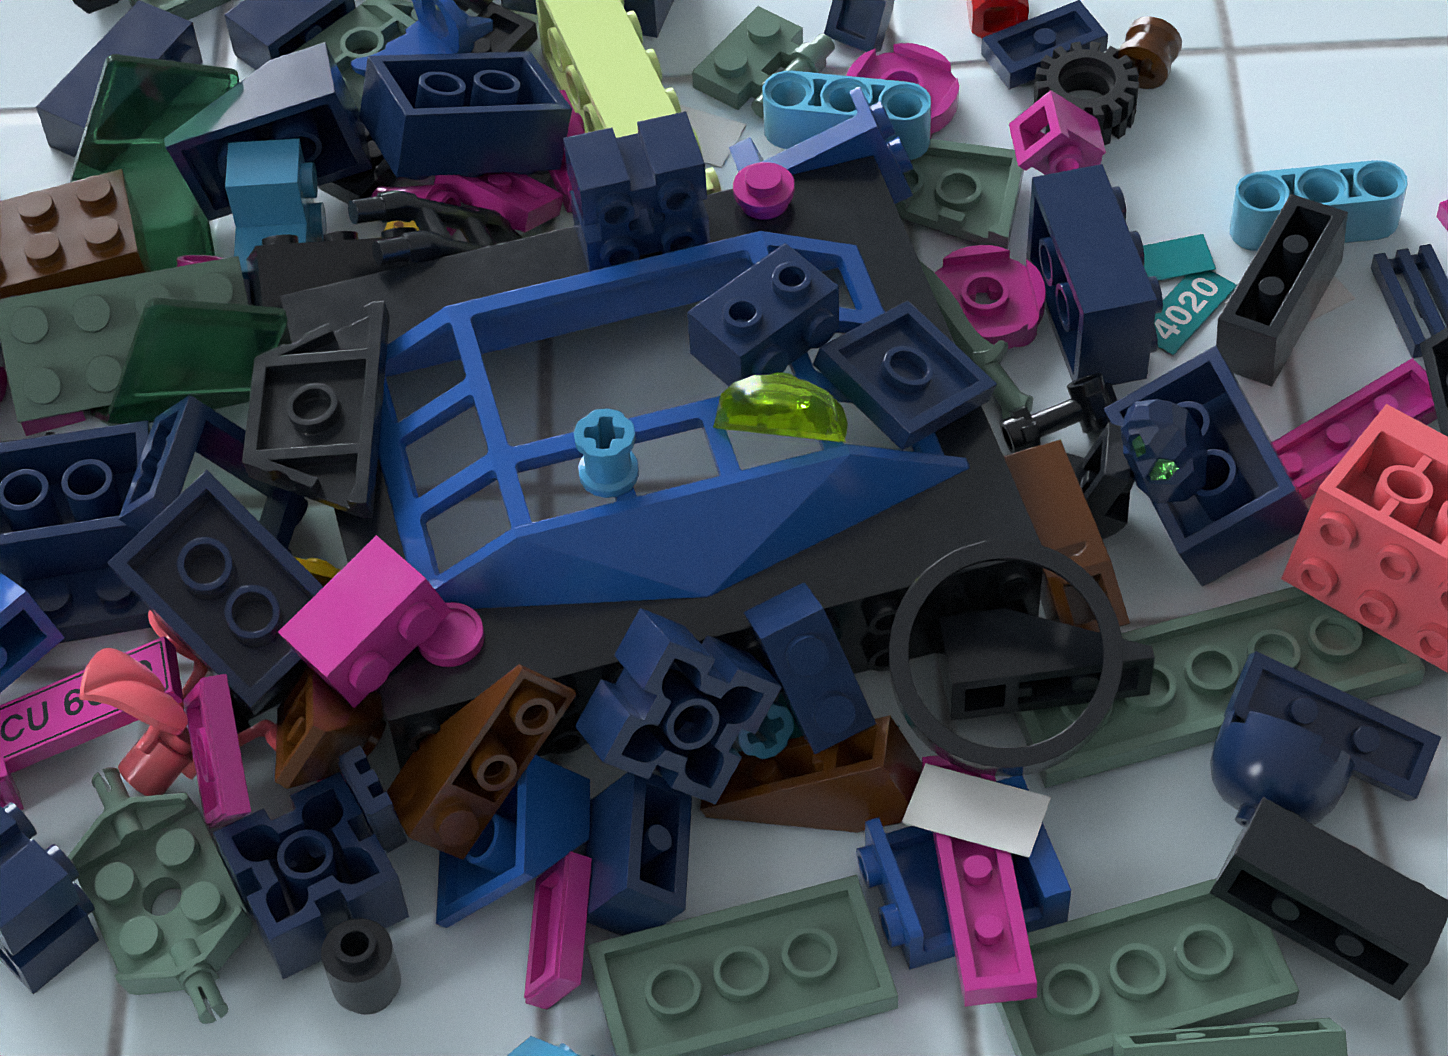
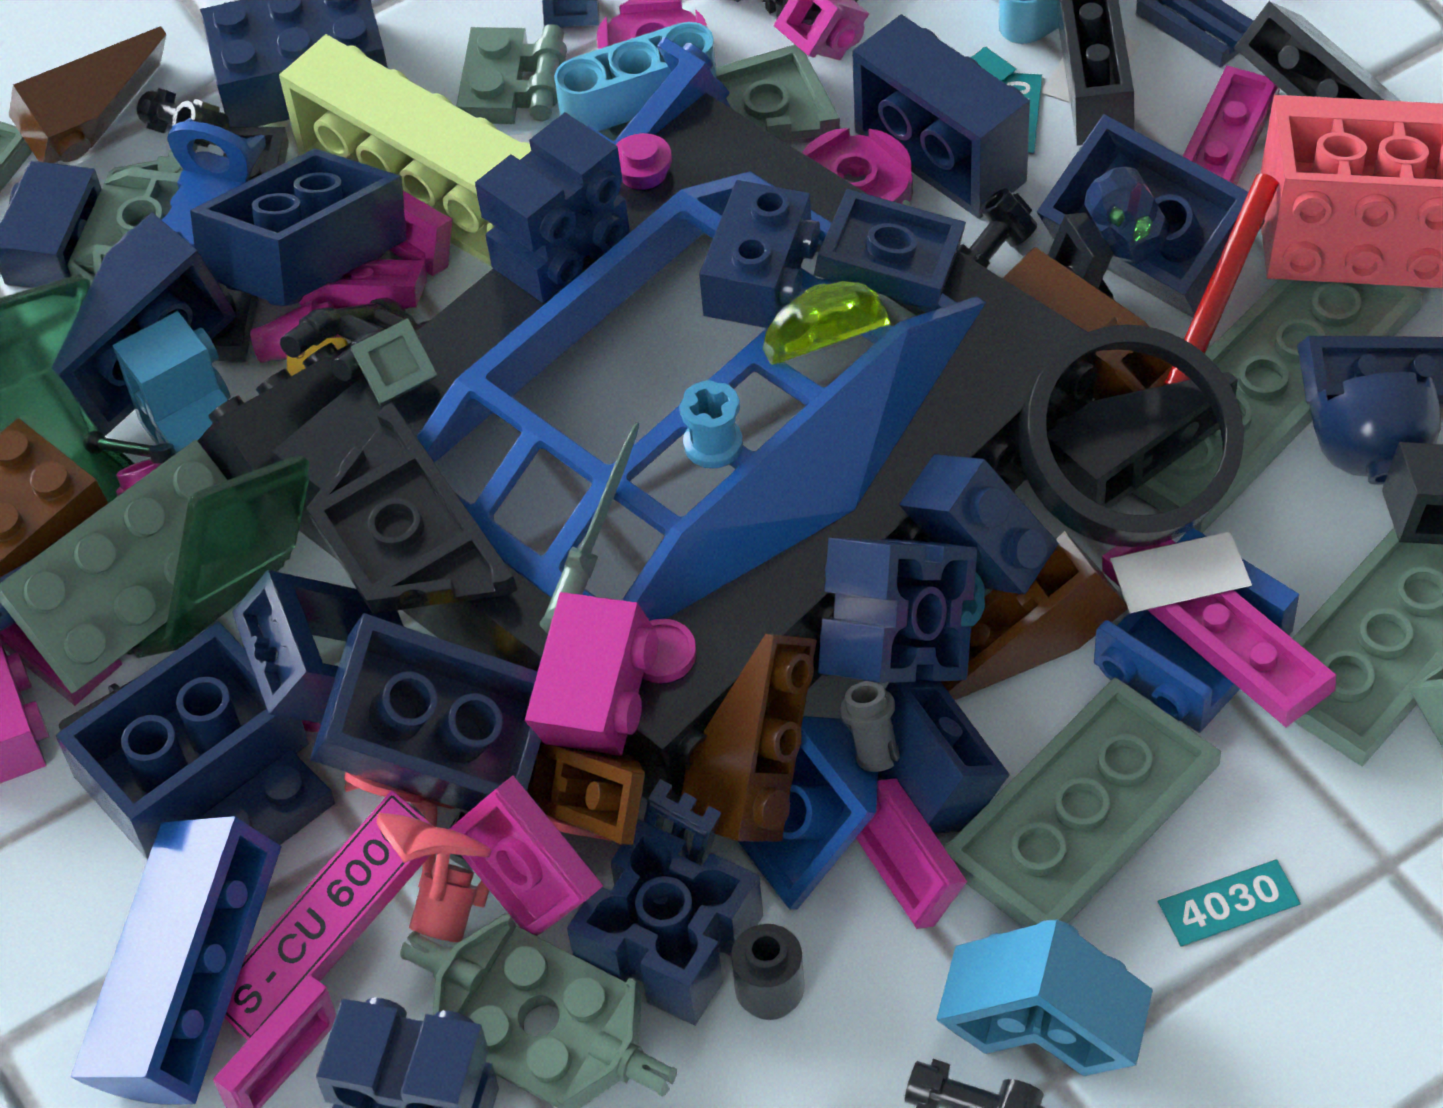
camera: 30 degrees left, 0 degrees up
(195, 223) = (96, 442): none -> black hinge
(418, 267) = (394, 362): none -> sand green plate
(429, 518) = (581, 561): none -> sand green sword
(582, 785) = (869, 712): none -> dark grey pin
(1215, 554) = (1228, 267): none -> red bar

